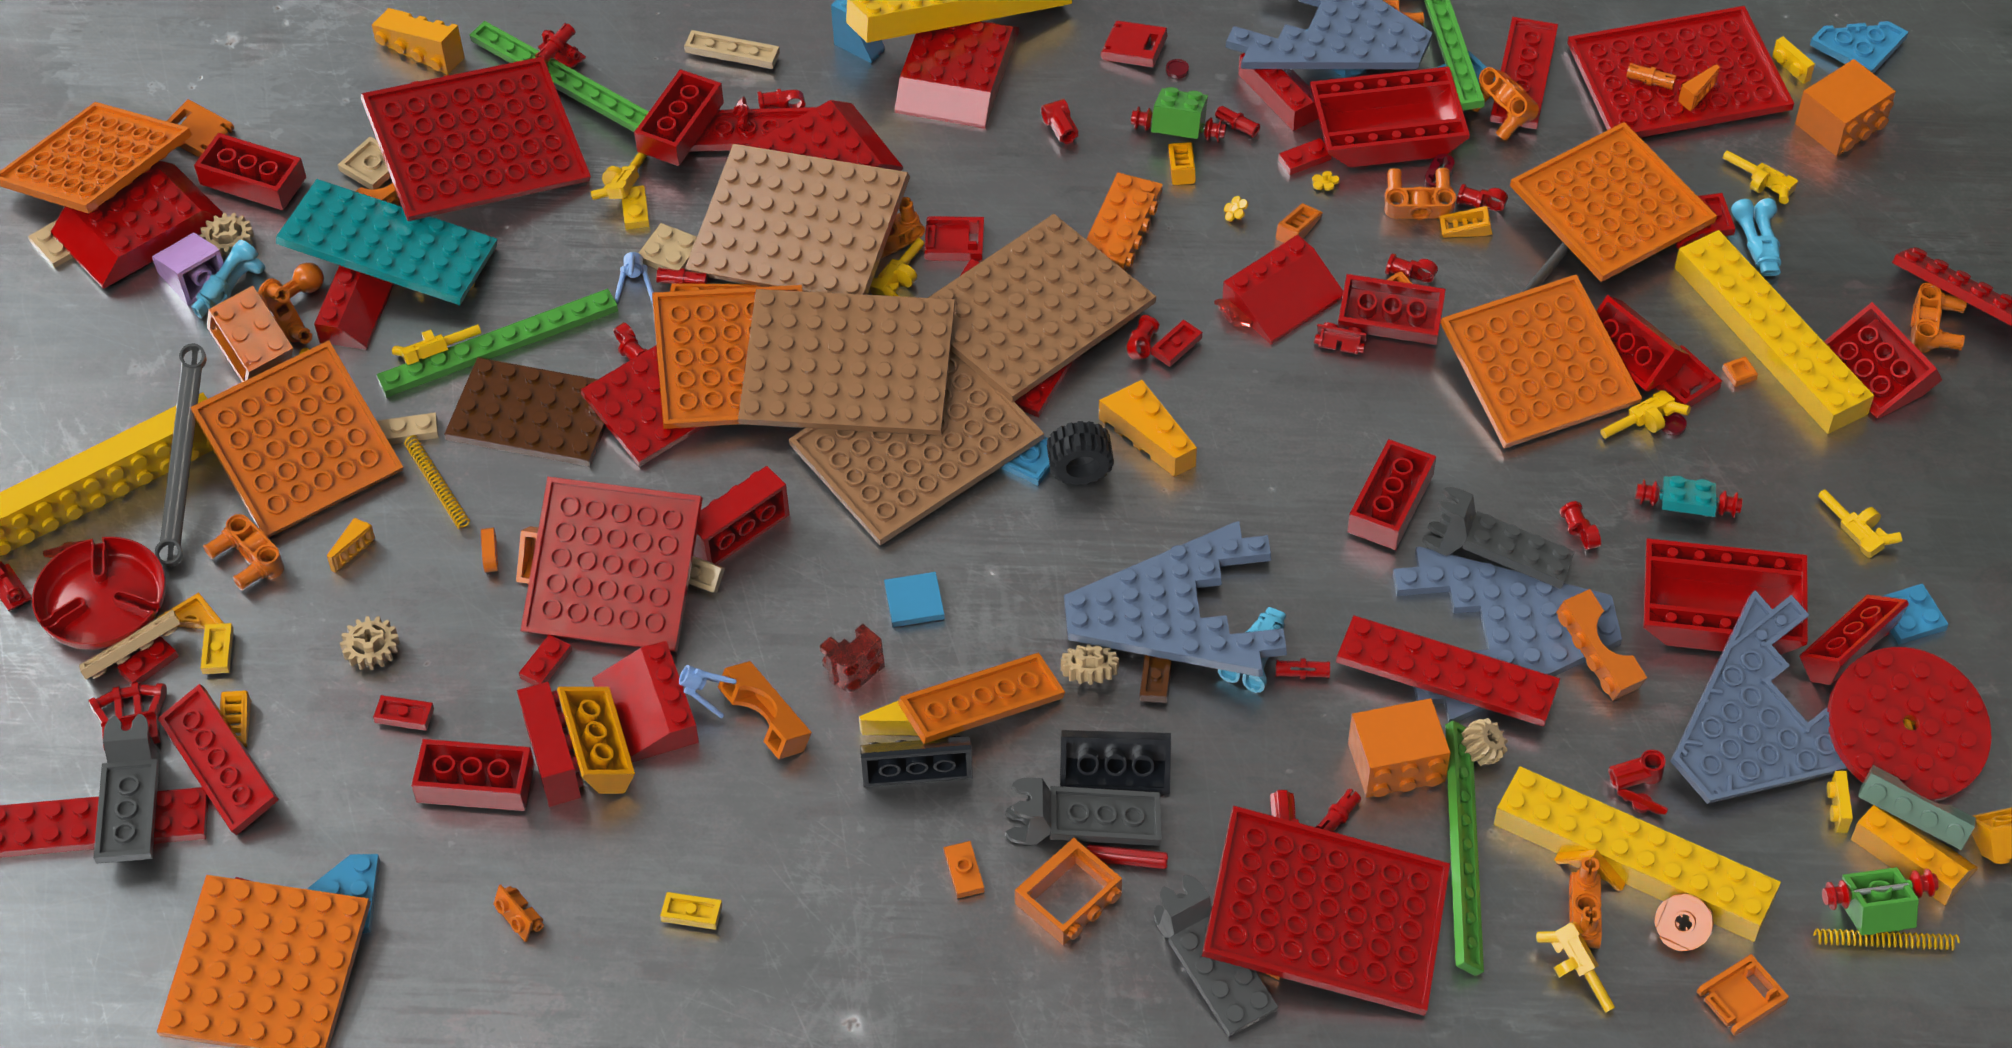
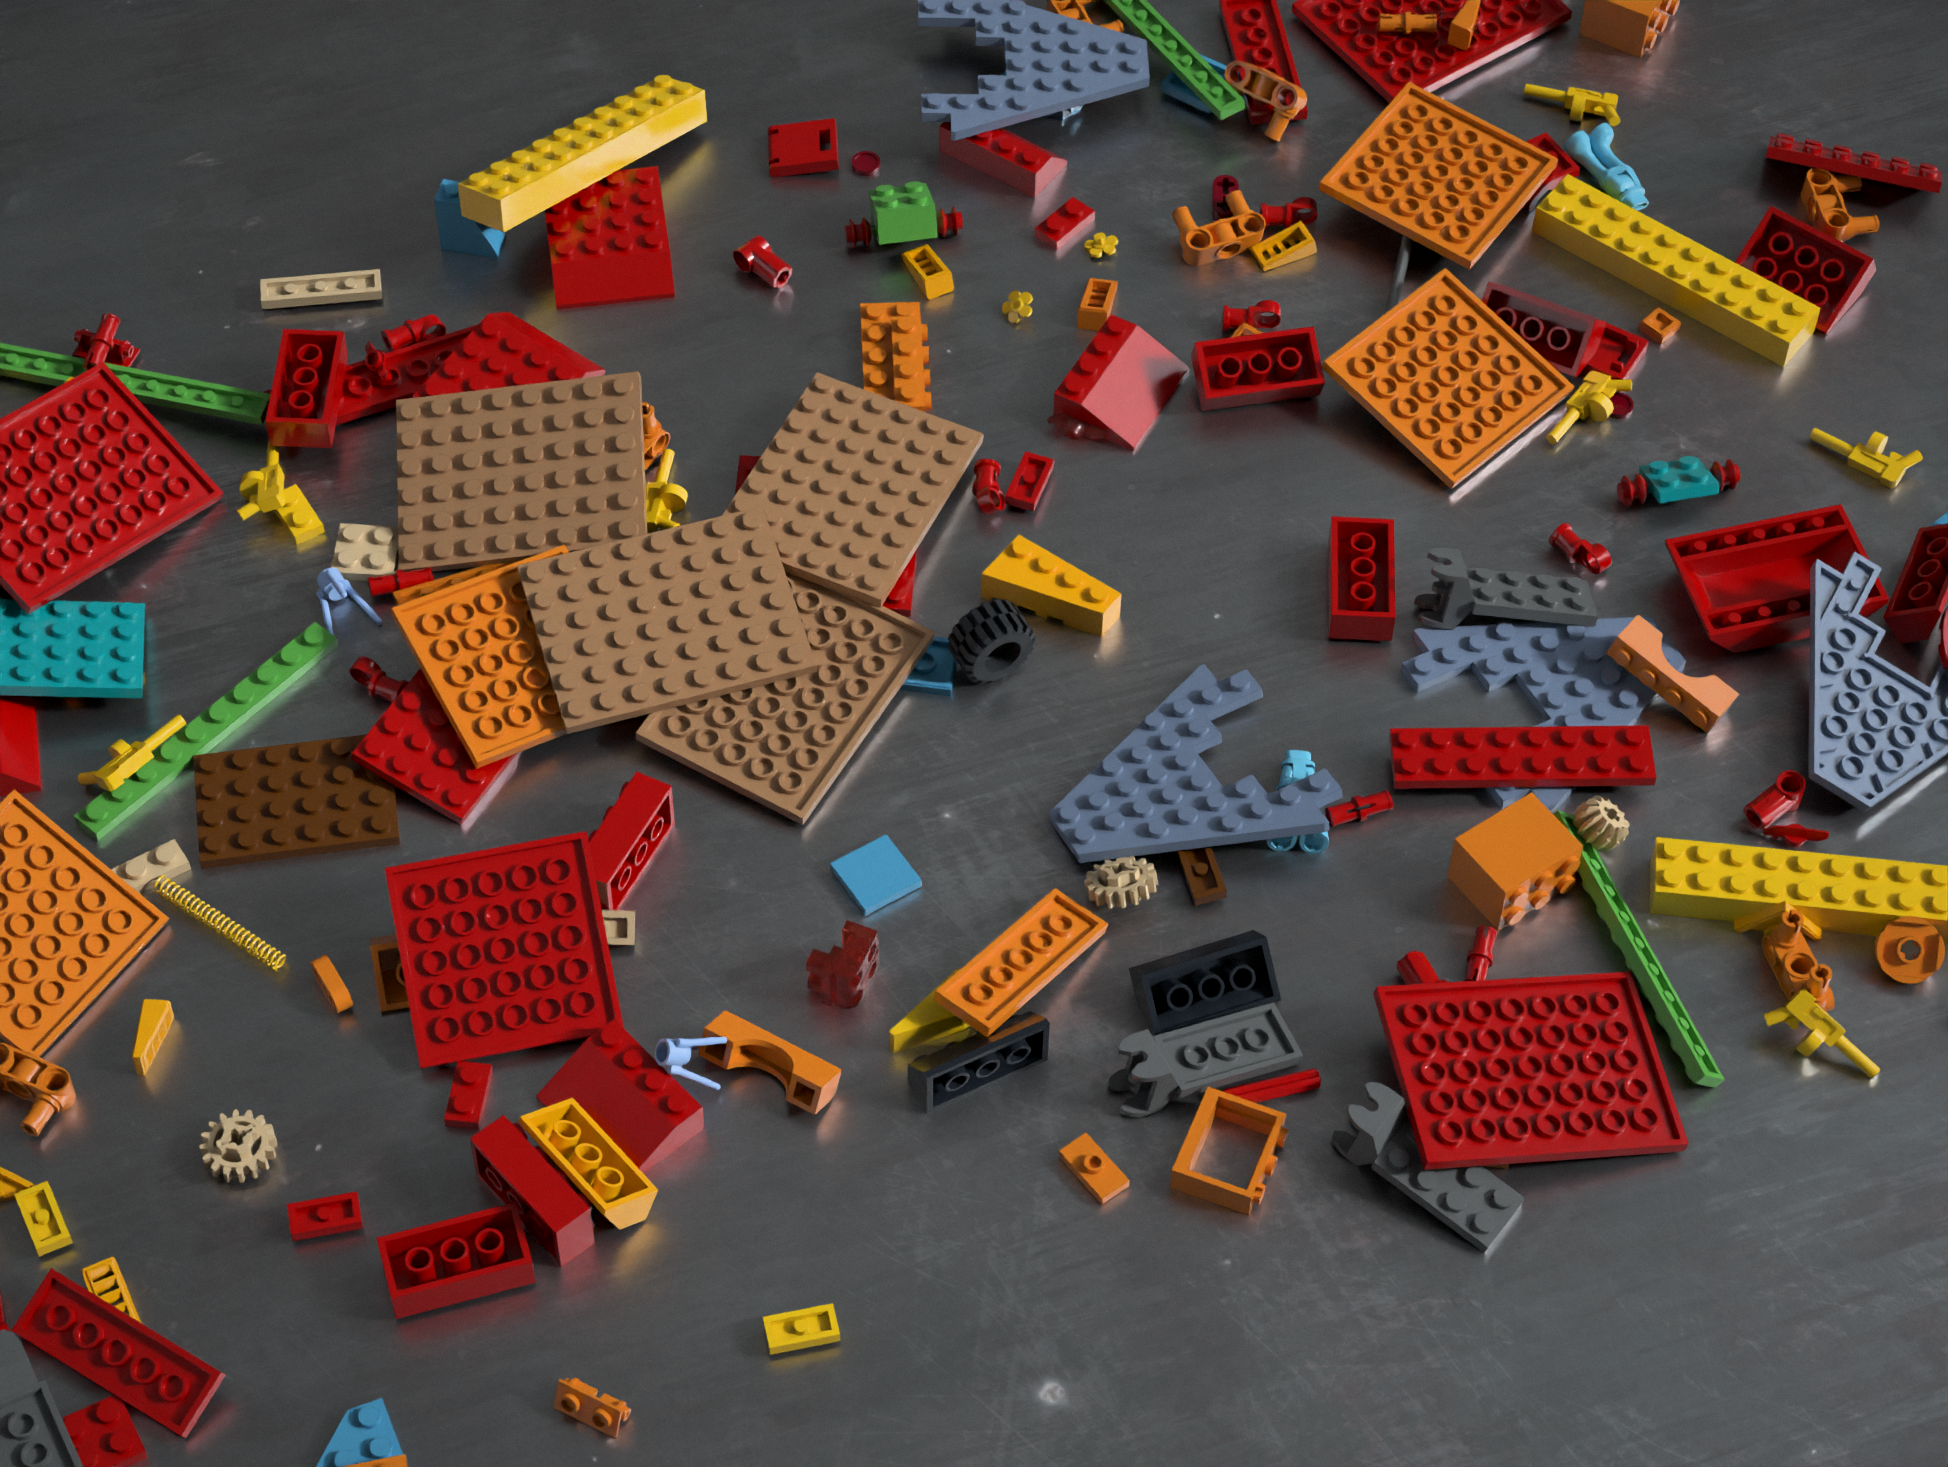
camera: 25 degrees left, 0 degrees up
(949, 238) = (700, 439): red container -> none
(1237, 121) = (968, 204): red axle -> none
(1350, 338) = (1223, 416): red hinge -> none
(1390, 116) = (1145, 148): red slope -> none

